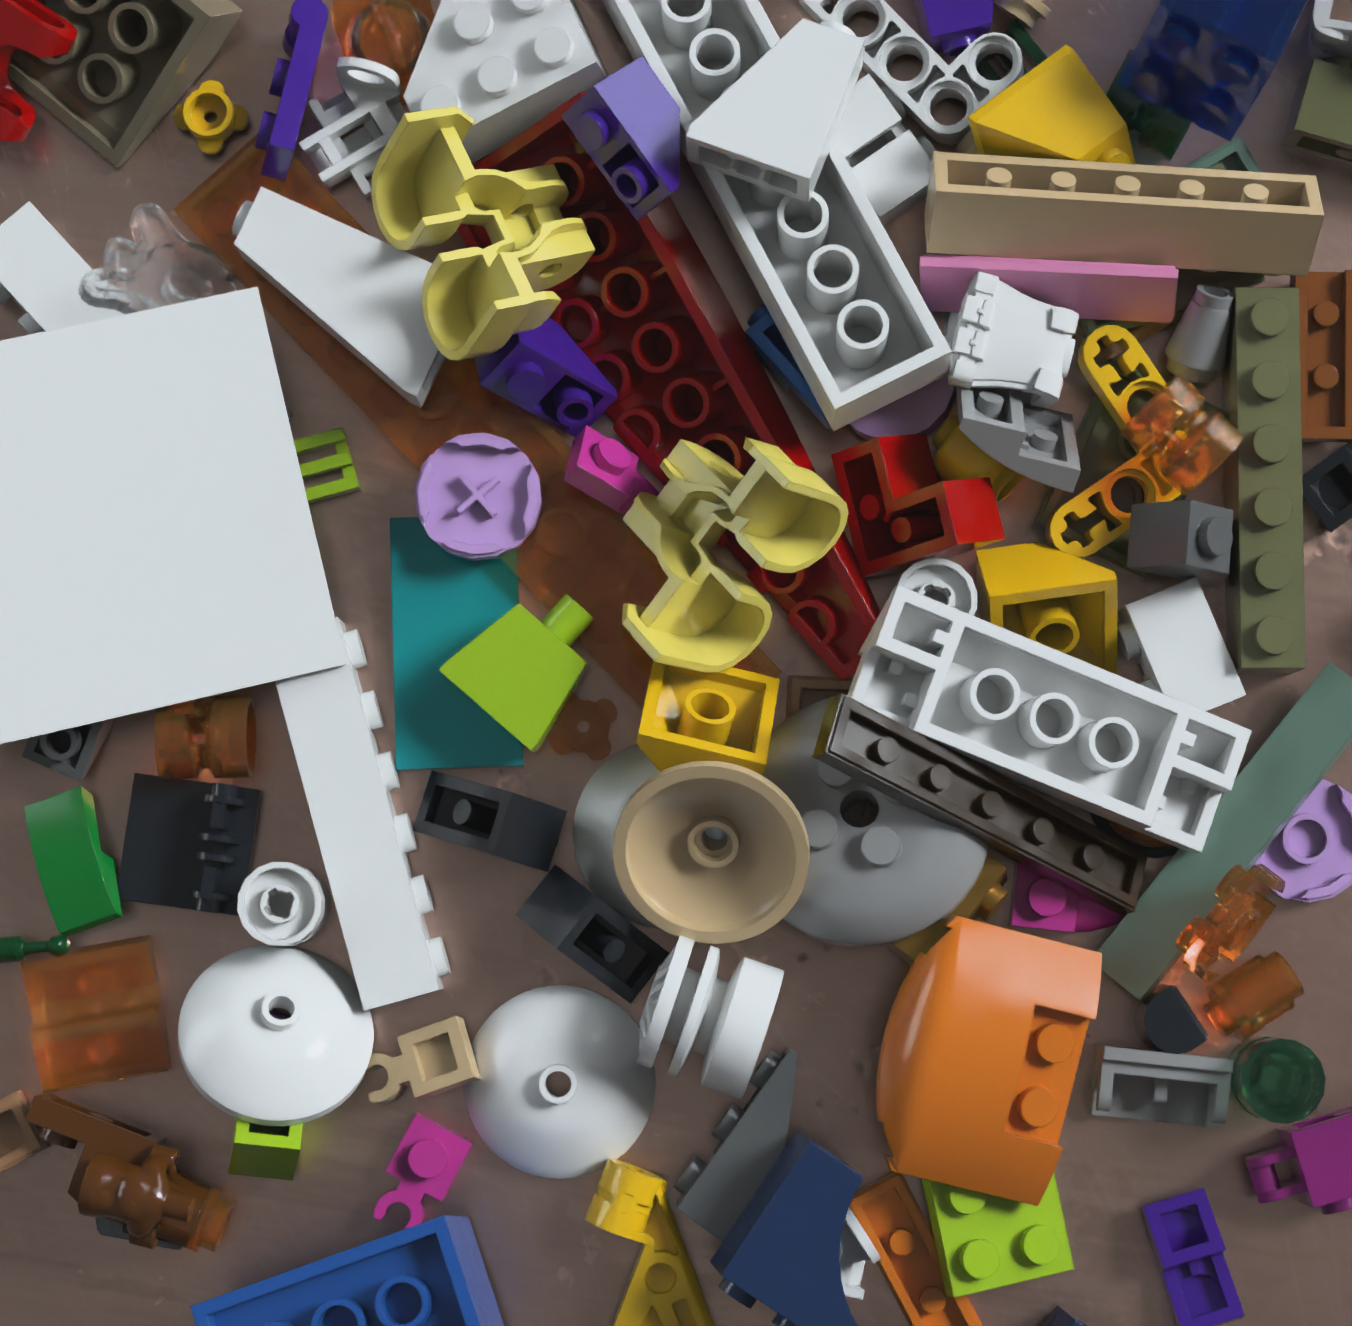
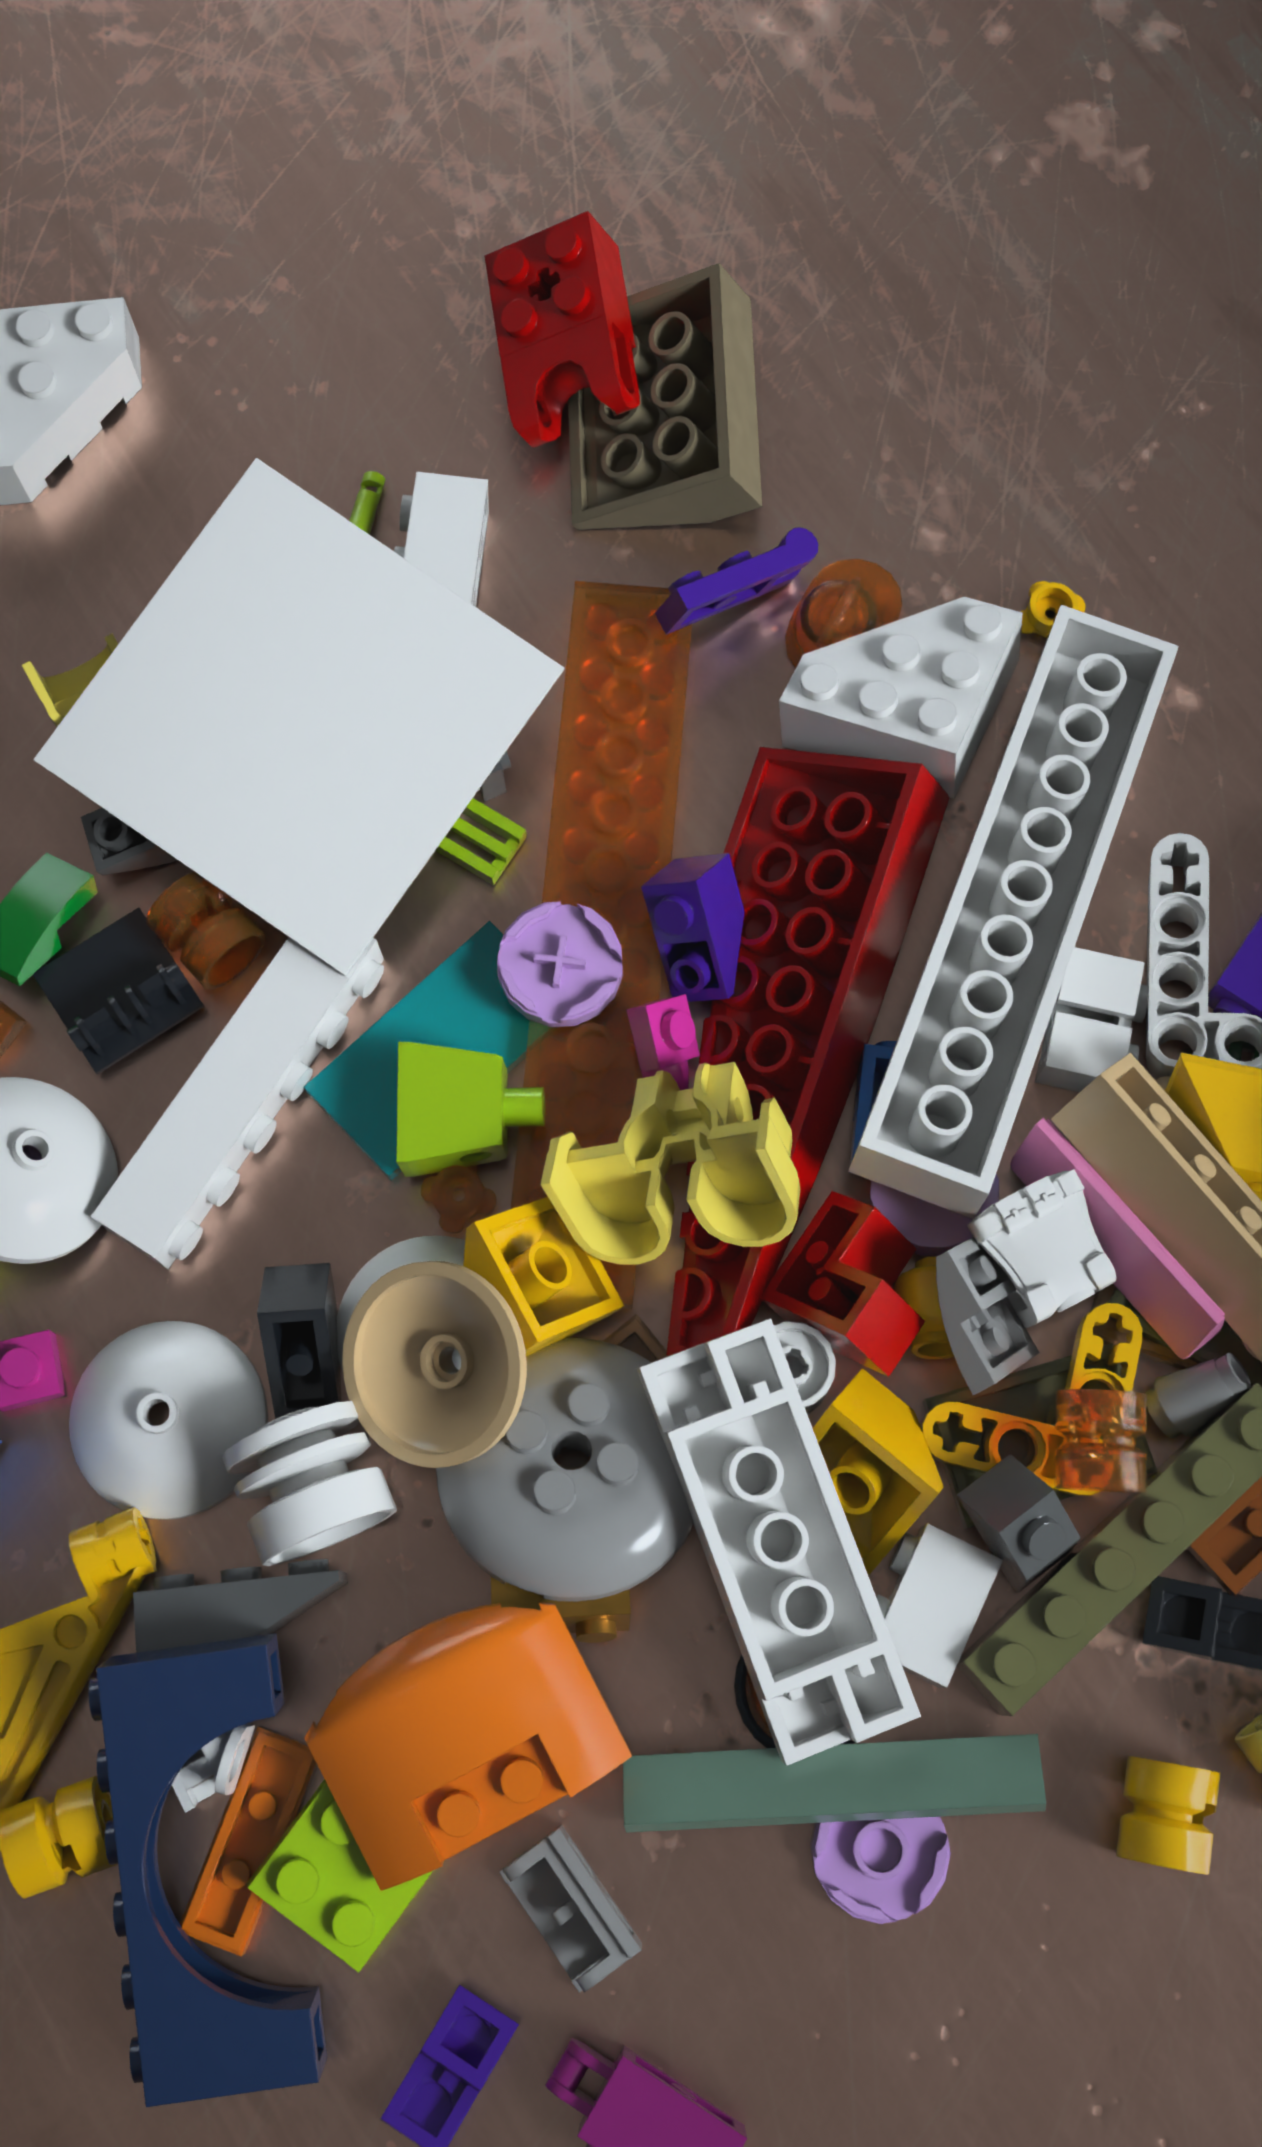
camera: 55 degrees right, 10 degrees down
(155, 270) = (521, 603): clear tile -> none
(206, 99) = (666, 538): yellow plate -> none
(284, 904) = (124, 1089): white wheel -> none
(347, 284) = (636, 757): white slope -> none
(363, 100) = (779, 643): white piece -> none
(431, 1062) = (97, 1307): tan plate -> none
(475, 294) = (722, 830): light yellow piece -> none
(490, 820) = (323, 1189): black slope -> none
(631, 135) = (925, 819): dark purple slope -> none
(782, 111) = (1048, 907): white slope -> none
(980, 803) = (661, 1546): dark brown tile -> none
(1051, 906) = (655, 1693): dark pink plate -> none
(1168, 1022) = (627, 1868): black brick -> none
(1231, 922) = (753, 1843): clear orange plate -> none
(1252, 996) = (711, 1921): clear orange brick -> none
(1276, 1079) = (657, 2003): clear green wheel -> none

